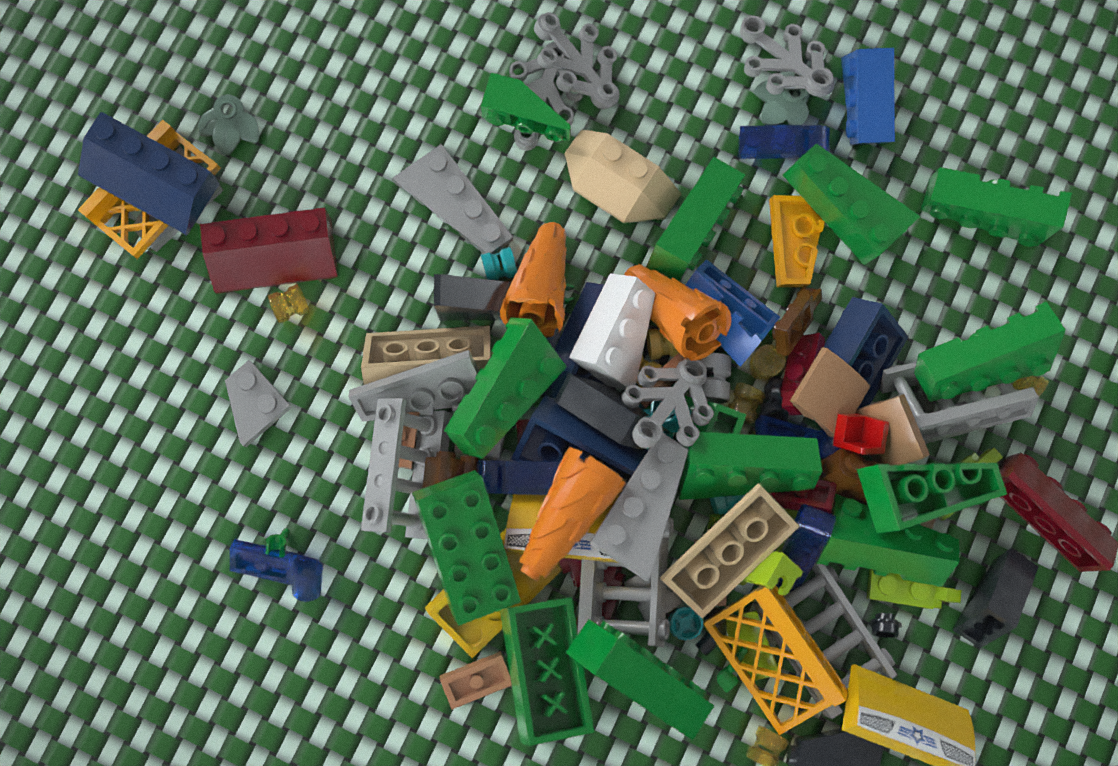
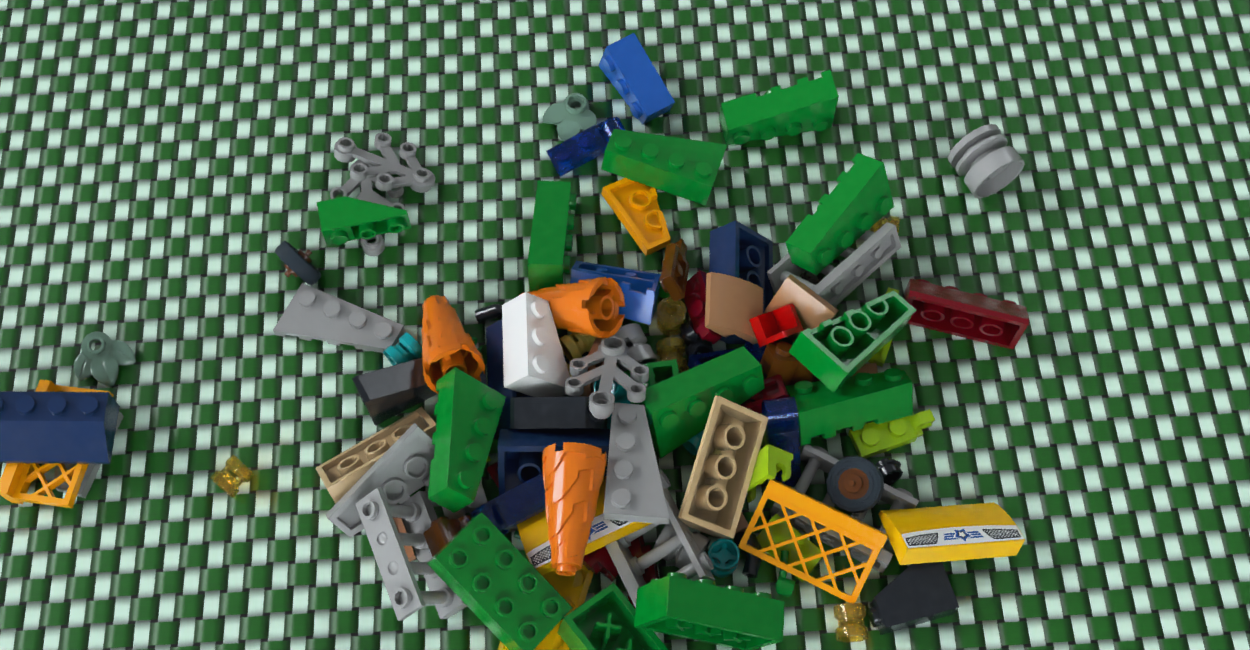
camera: 25 degrees left, 15 degrees down
(253, 402) = (242, 577): light grey wing -> none
(269, 250) = (191, 441): dark red slope -> none
(445, 123) = (298, 263): none -> black wheel
(600, 267) = (489, 313): none -> black arm
(619, 178) = (469, 236): tan wedge -> none
(815, 80) = (586, 87): light grey plant -> none
(845, 629) = (855, 484): none -> black wheel
(997, 599) = (961, 402): black slope -> none

